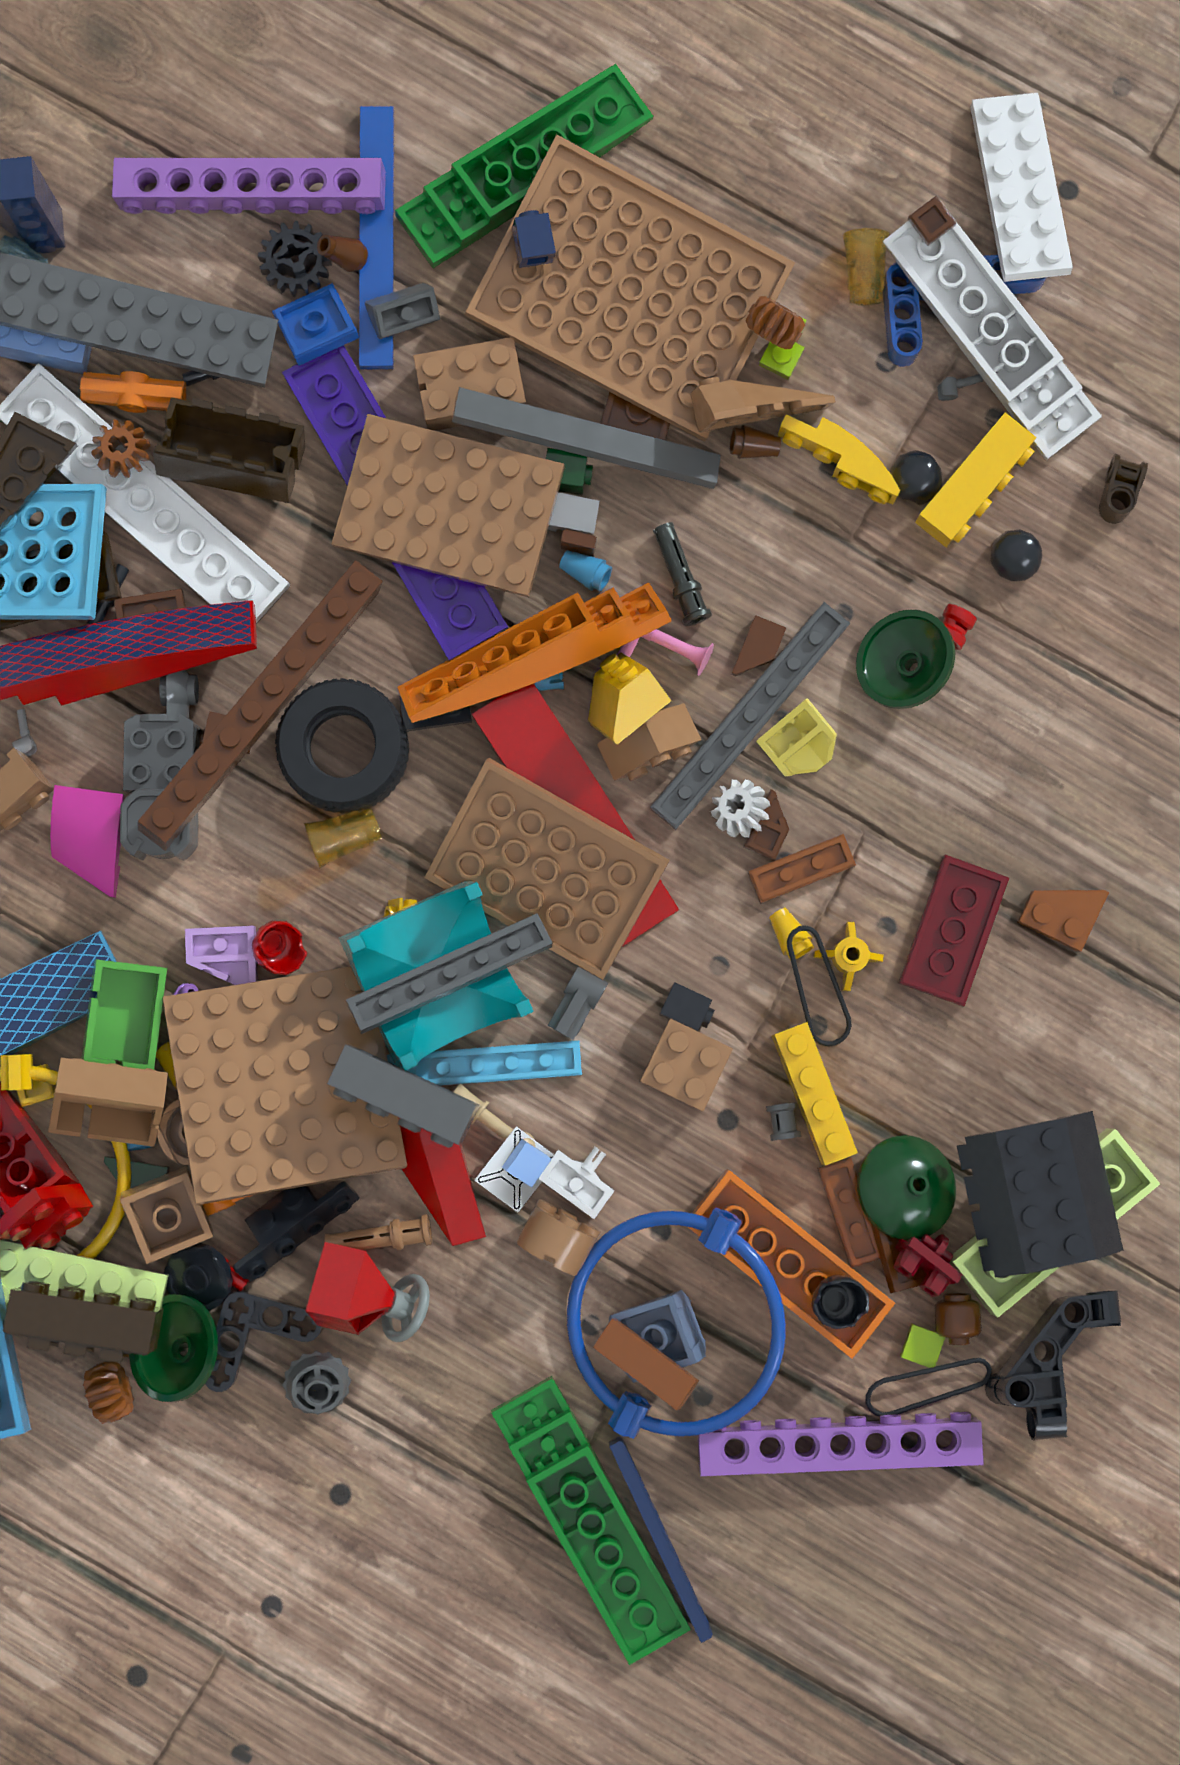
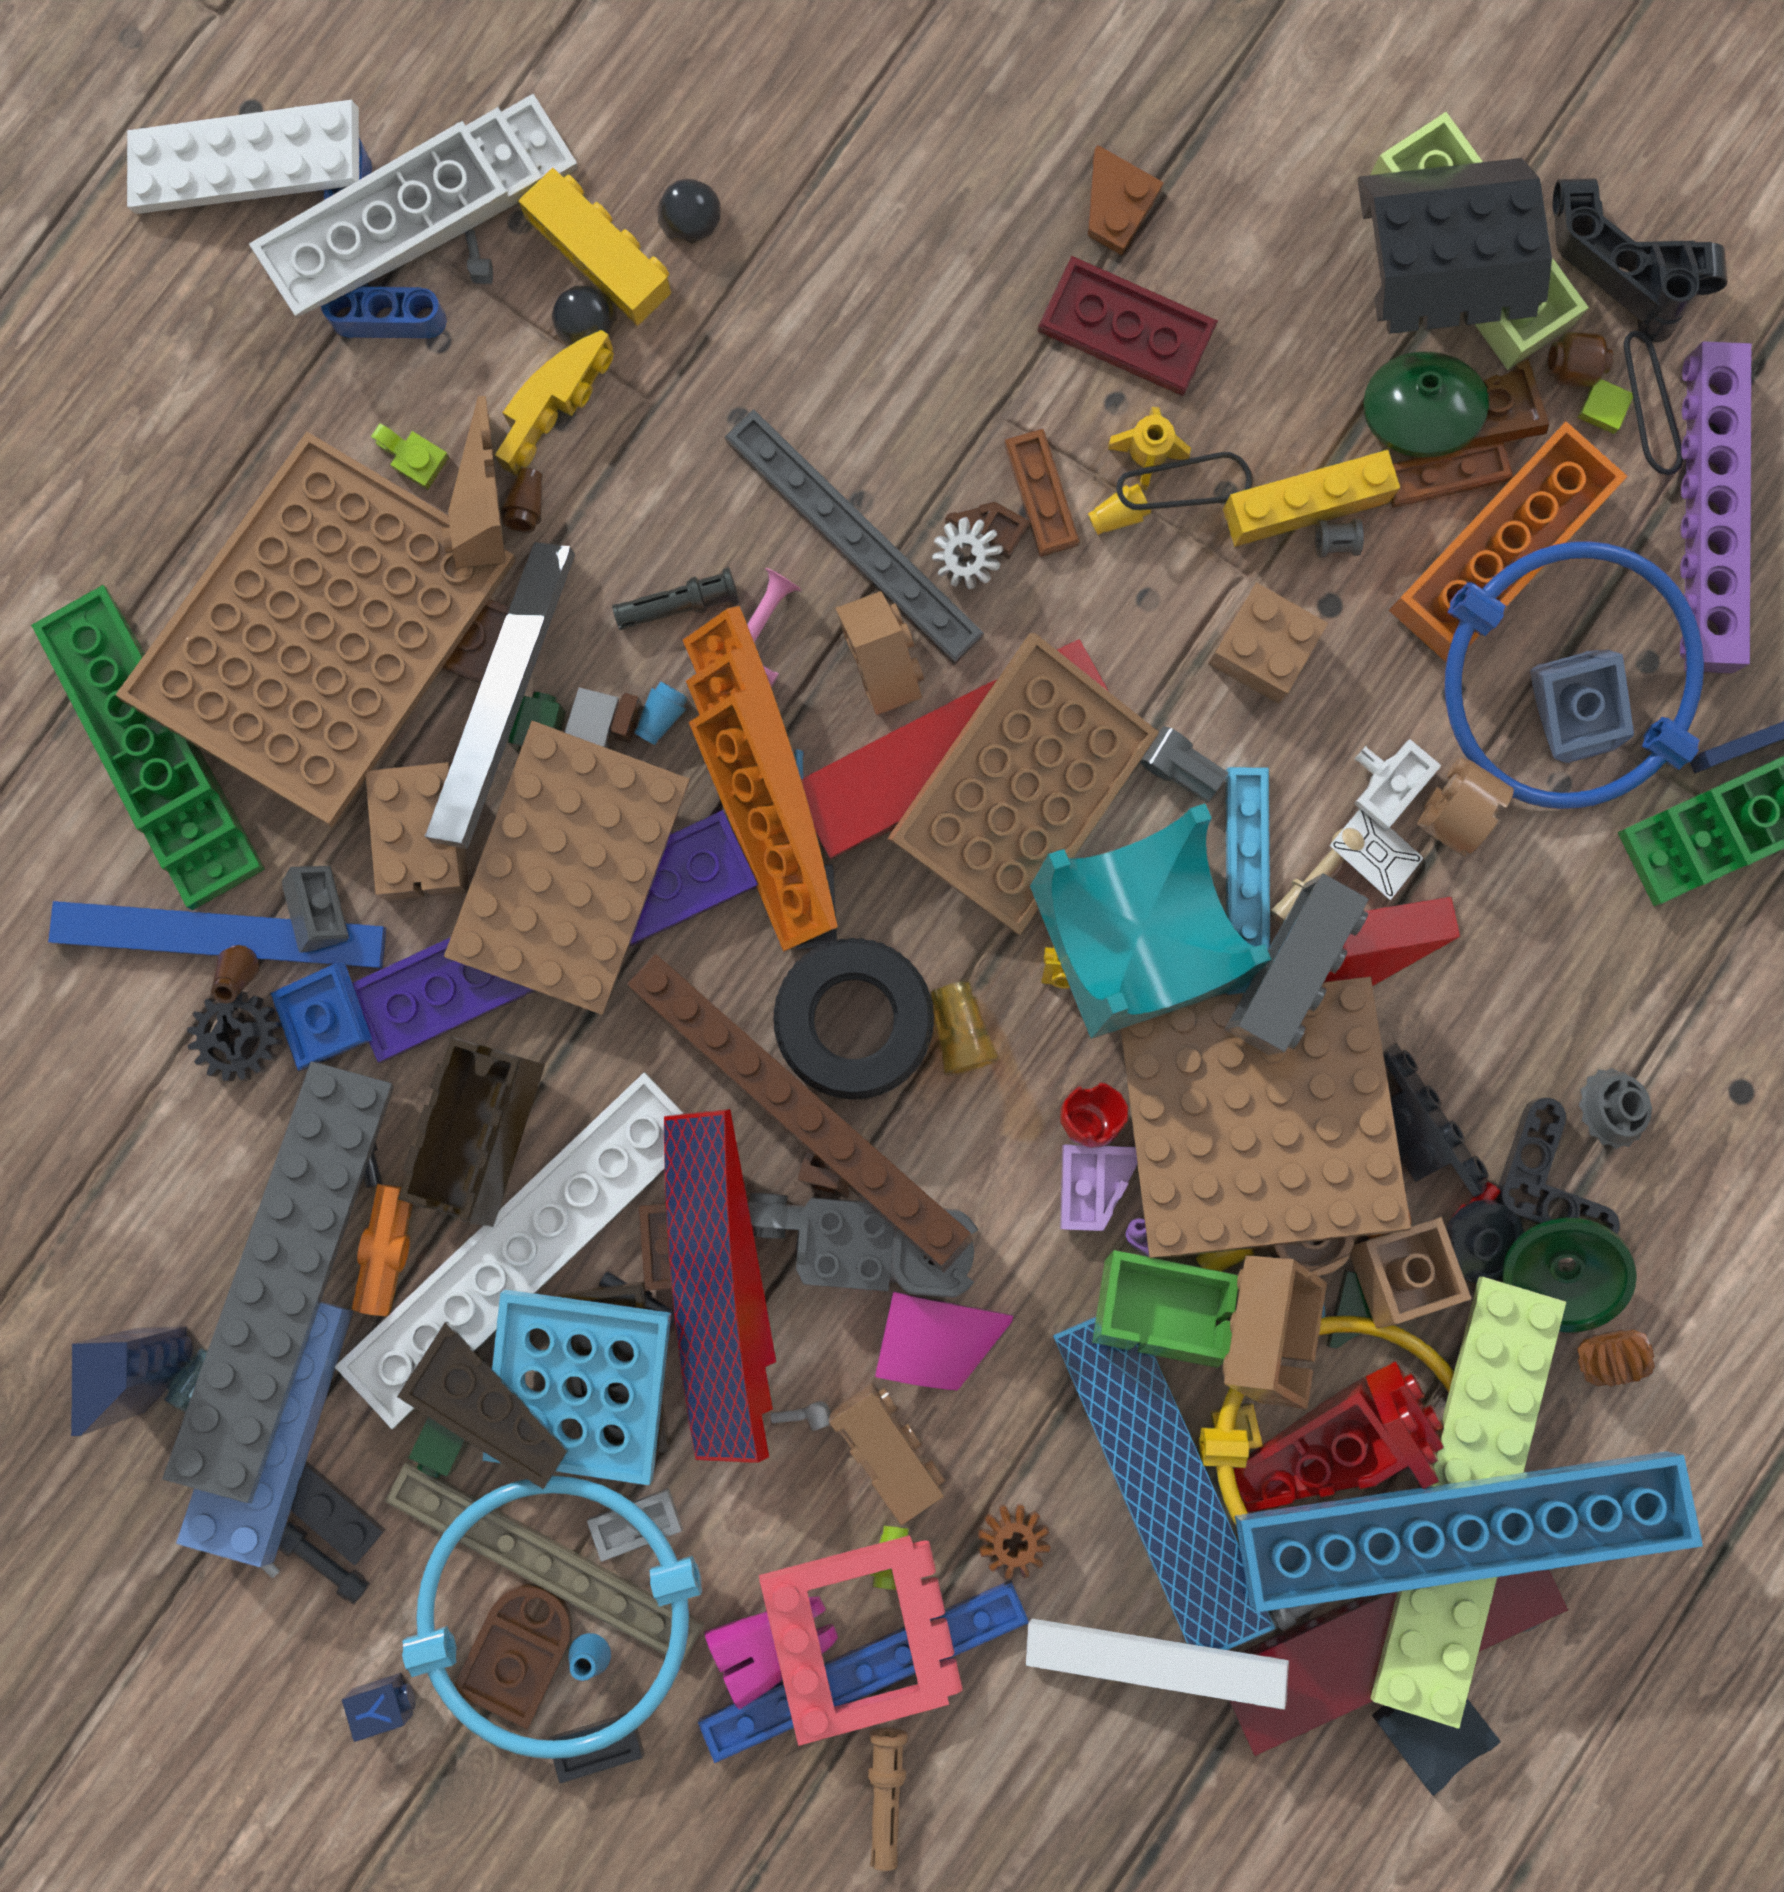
camera: 85 degrees left, 0 degrees up
(83, 1321) = (1547, 1375): dark brown piece -> none
(113, 459) = (471, 1269): dark orange gear -> none
(134, 174) = (102, 1229): medium lavender brick -> none
(354, 1294) = (1519, 1046): red piece -> none
(400, 1234) = (1448, 1073): medium nougat pin -> none
(449, 973) = (1148, 905): dark grey plate -> none
(526, 1163) = (1372, 838): light blue tile -> none
(533, 239) = (246, 730): dark blue brick -> none
(624, 697) = (829, 671): yellow slope -> none
(646, 1364) = (1620, 713): dark orange tile -> none
(687, 1007) = (1199, 637): black brick -> none
(760, 645) = (770, 517): reddish brown tile -> none
(775, 322) = (381, 454): dark orange gear -> none
(800, 741) = (889, 479): light yellow slope -> none
(840, 1301) = (1566, 478): black hair -> none
(865, 264) = (318, 348): clear yellow plant -> none
(896, 645) = (780, 349): dark green dish -> none
(932, 221) = (277, 251): reddish brown tile -> none
(932, 1258) = (1511, 378): dark red hips -> none
(958, 623) = (769, 288): red wheel -> none
(1121, 483) = (615, 78): dark brown piece -> none

